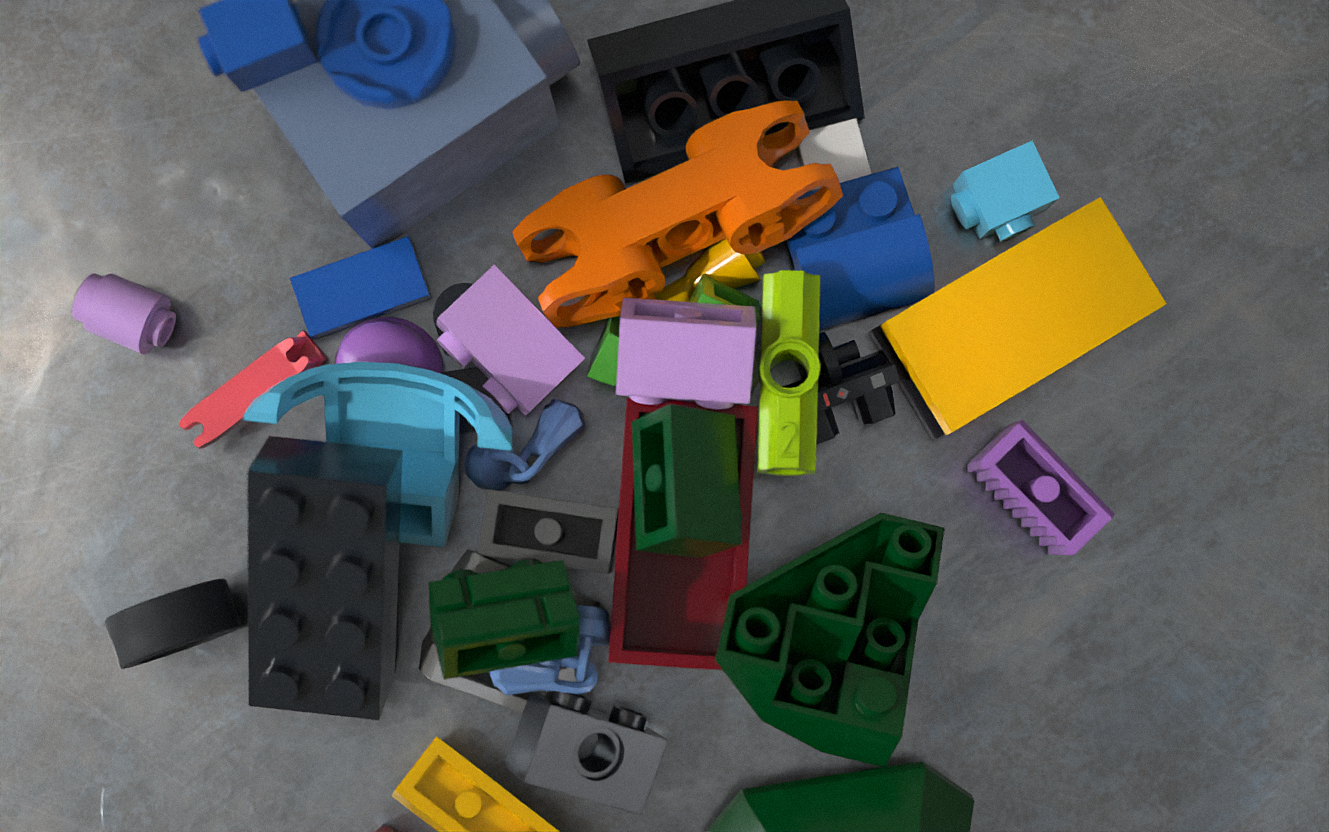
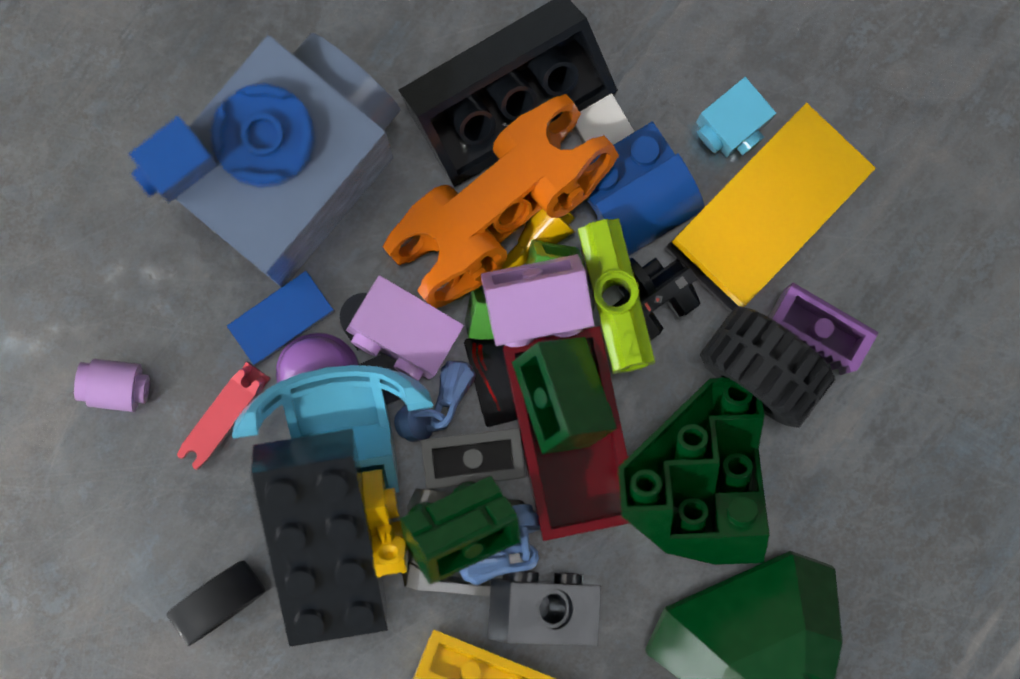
camera: 25 degrees left, 0 degrees up
(410, 567) = (381, 506): none -> yellow hinge
(602, 439) = (491, 381): none -> black sticker
(962, 516) = (769, 365): none -> black tyre

